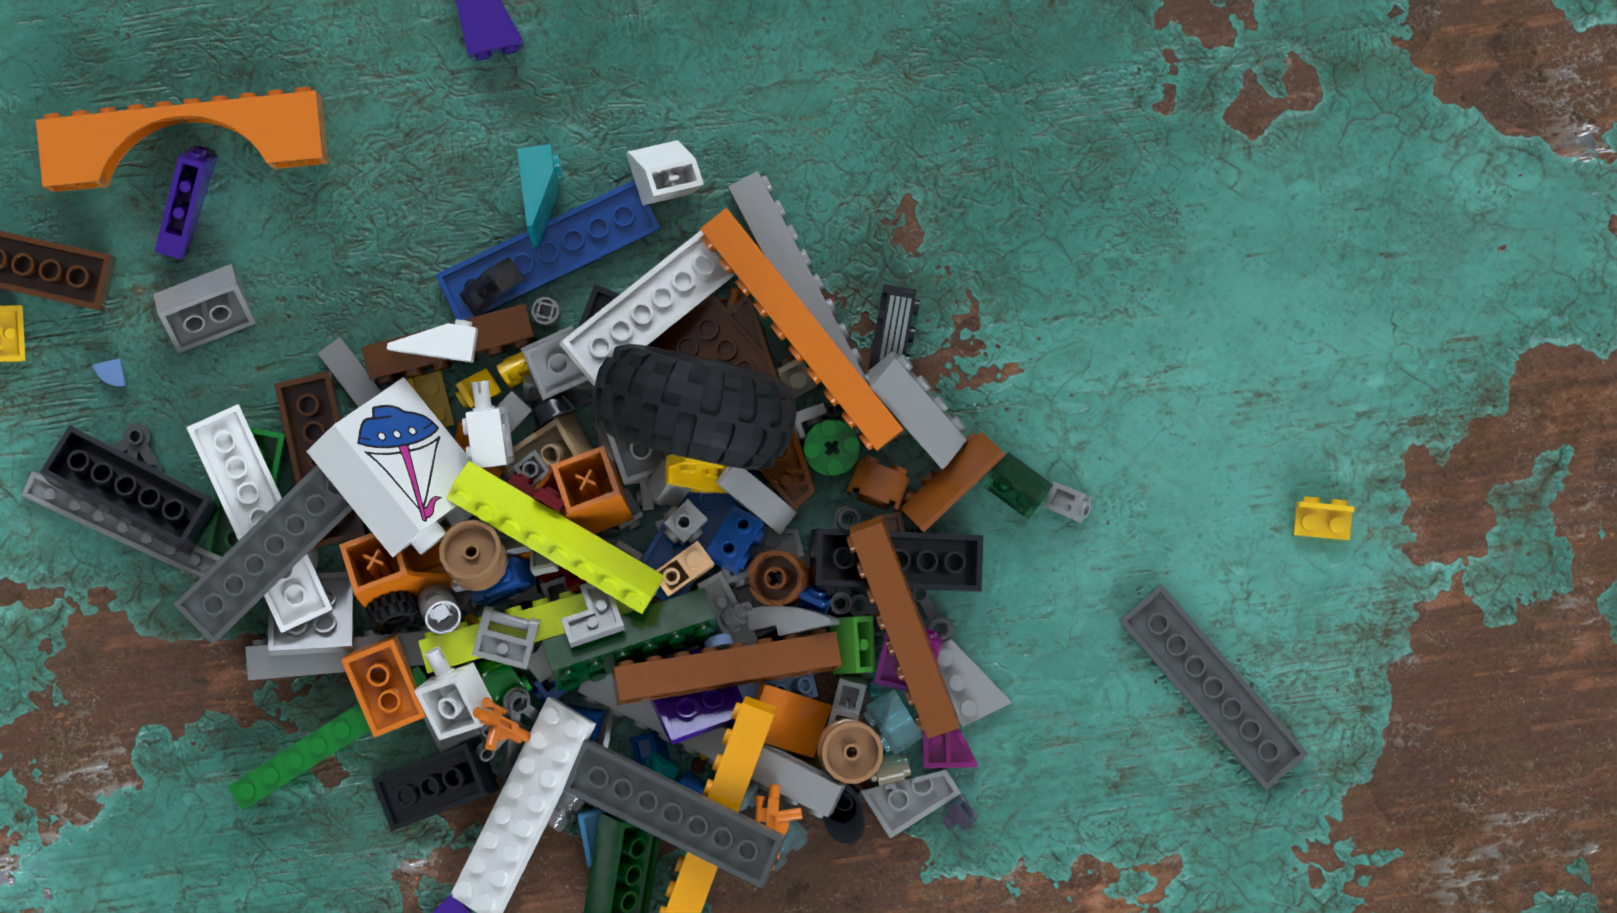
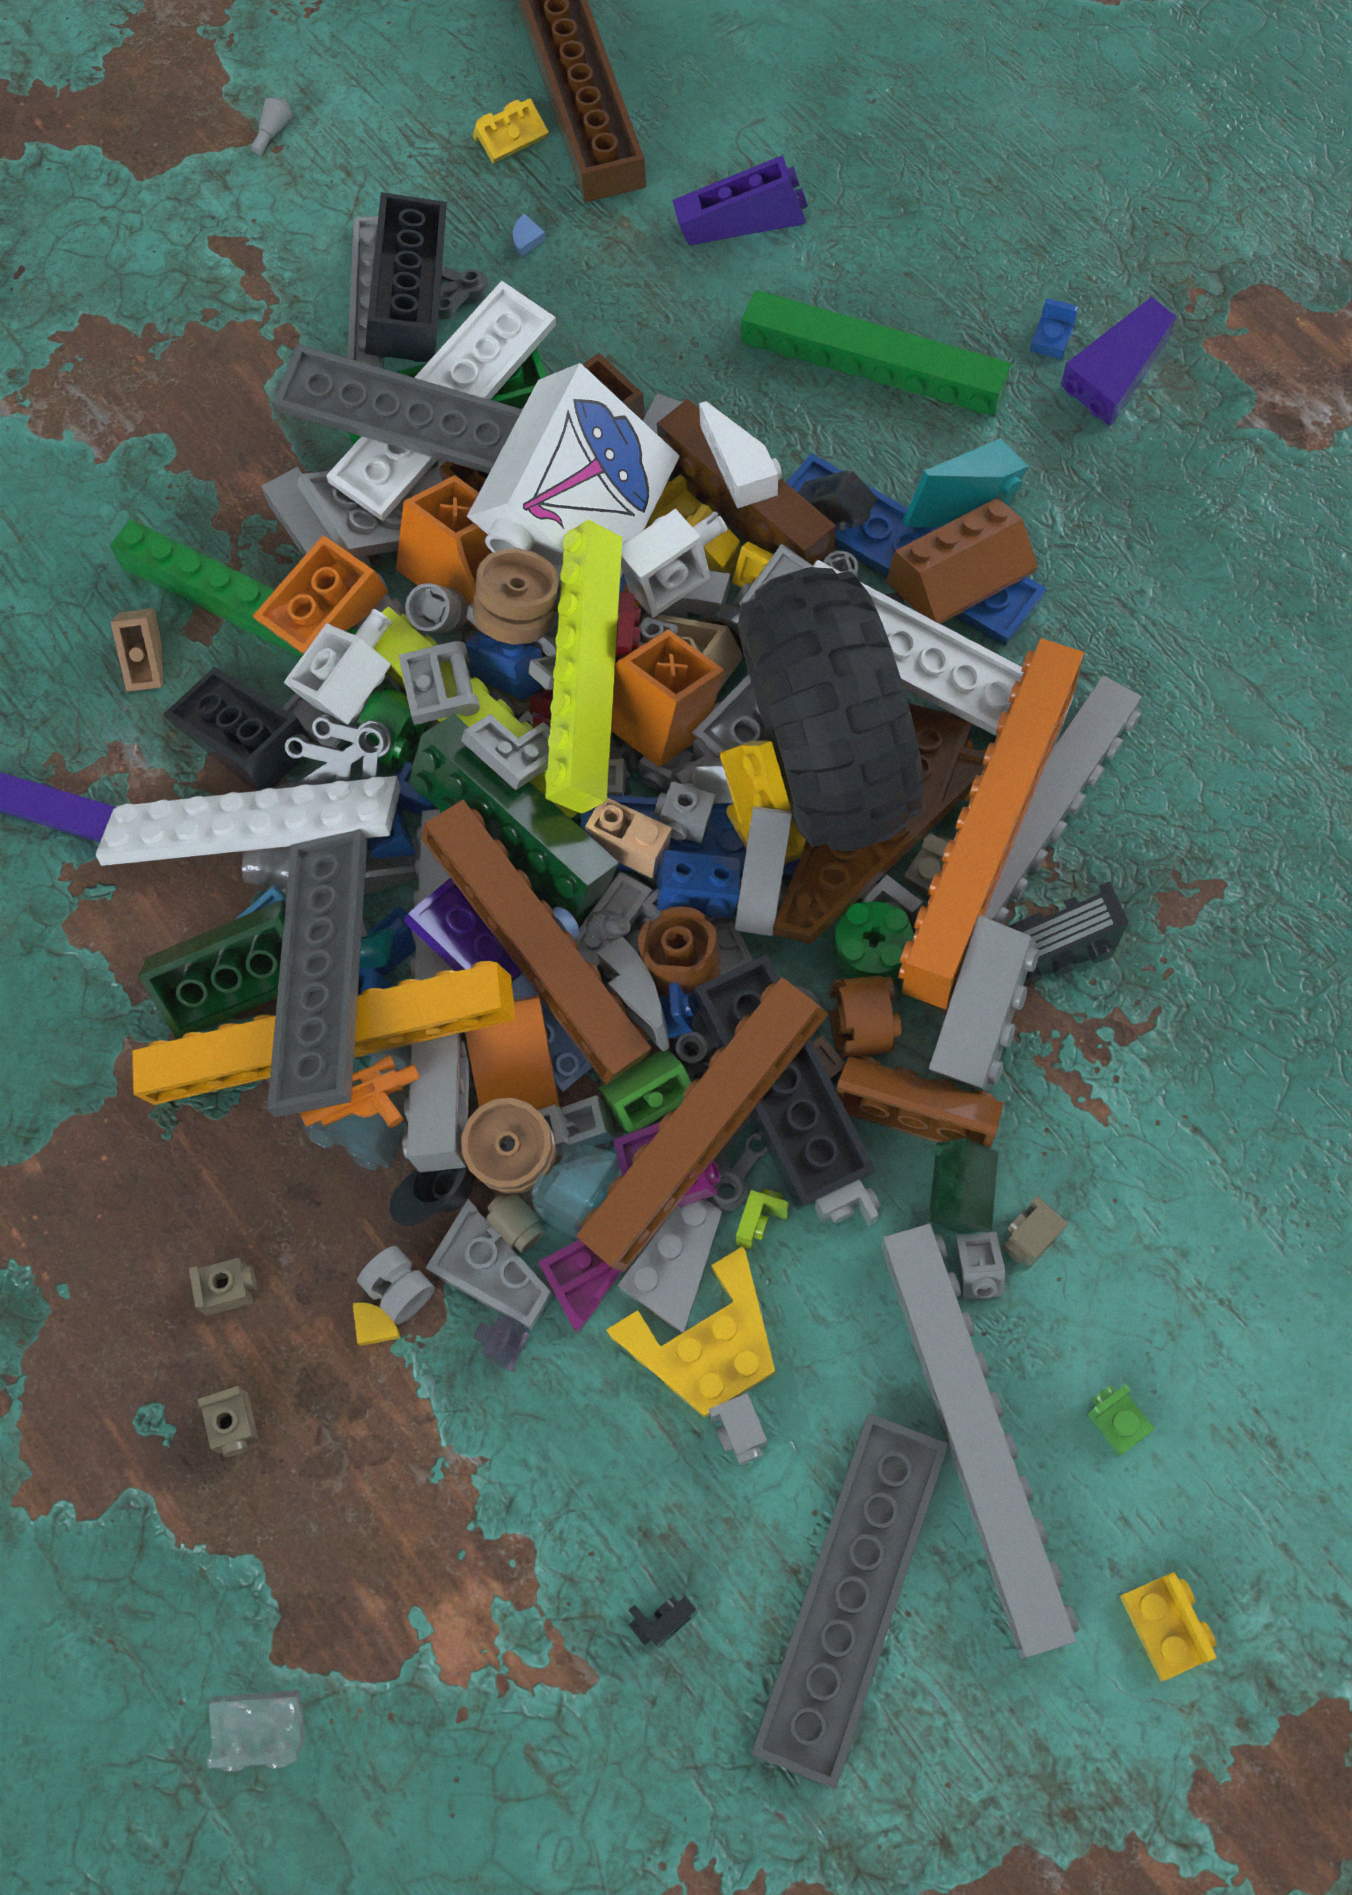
camera: 65 degrees right, 20 degrees down
(87, 147) = (745, 104): orange arch -> none
(204, 308) = (640, 275): light grey slope -> none
(331, 825) = (139, 648): none -> medium nougat slope
(372, 179) = (875, 352): none -> green brick
(393, 612) = (406, 567): black tyre -> none
(425, 37) = (1054, 328): none -> blue bracket
(500, 727) = (328, 725): orange piece -> none
(597, 229) = (963, 562): none -> dark orange slope
(664, 172) = (1069, 608): white slope -> none
(891, 861) = (392, 1281): none -> light grey wheel
(905, 886) = (373, 1324): none -> yellow tile
(969, 624) = (753, 1222): none -> lime bracket
(989, 565) = (841, 1204): none -> light grey bracket
(1036, 690) = (715, 1357): none -> yellow wing
(1067, 460) = (1033, 1233): none -> dark tan brick
(1088, 700) = (739, 1428): none -> light grey brick
(1164, 565) = (978, 1444): none -> light grey brick
(1170, 797) = (670, 1617): none -> black bracket
(1199, 475) = (1119, 1418): none -> bright green bracket

